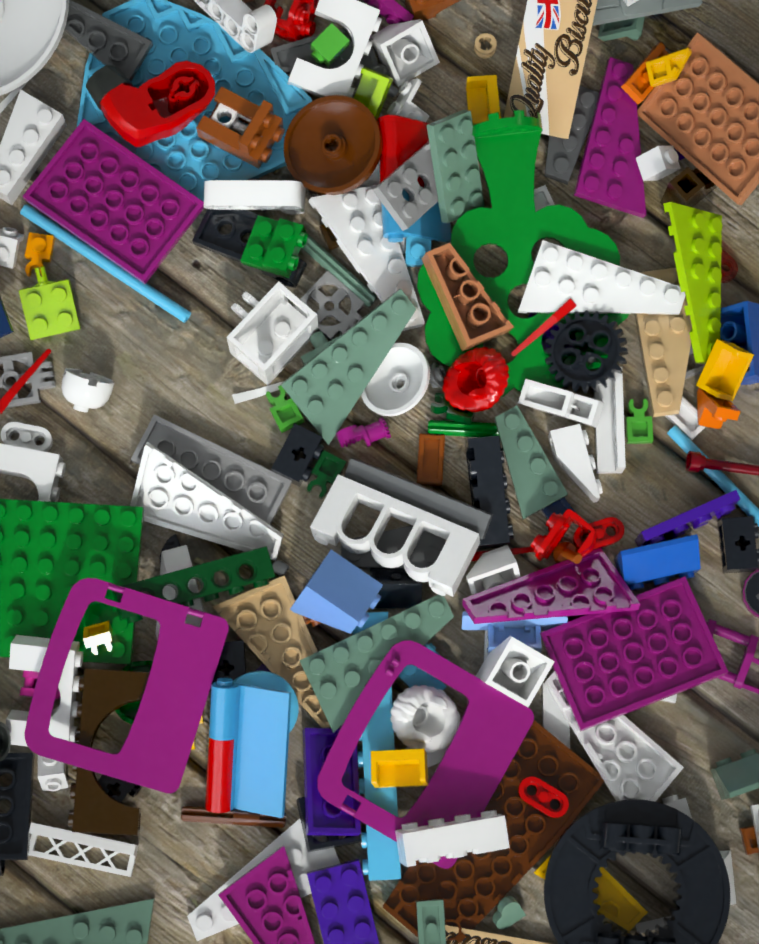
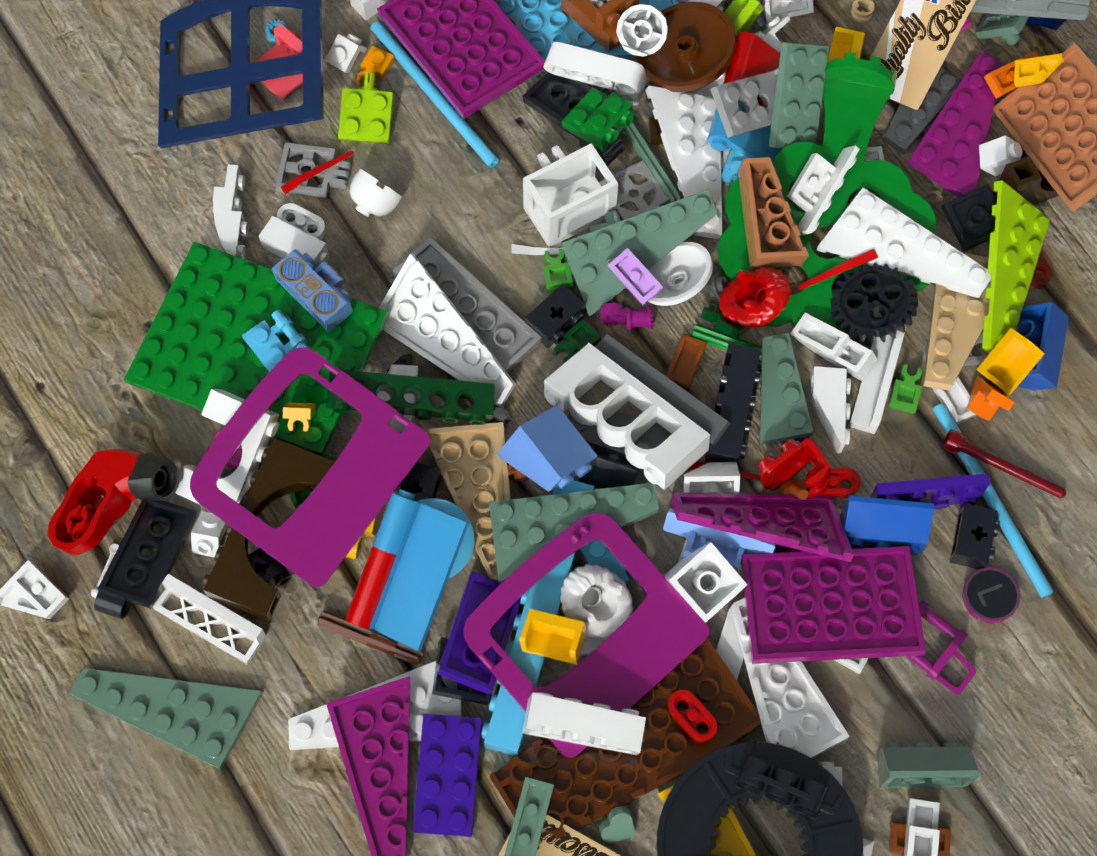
camera: 20 degrees right, 10 degrees down
(46, 580) = (265, 340): none -> medium azure plate
(56, 507) = (304, 283): none -> medium blue piece
(288, 145) = (642, 30): none -> white cylinder
(360, 397) = (635, 276): none -> lavender plate
(501, 251) = (817, 185): none -> white bracket
(649, 231) = (972, 216): none -> black tile

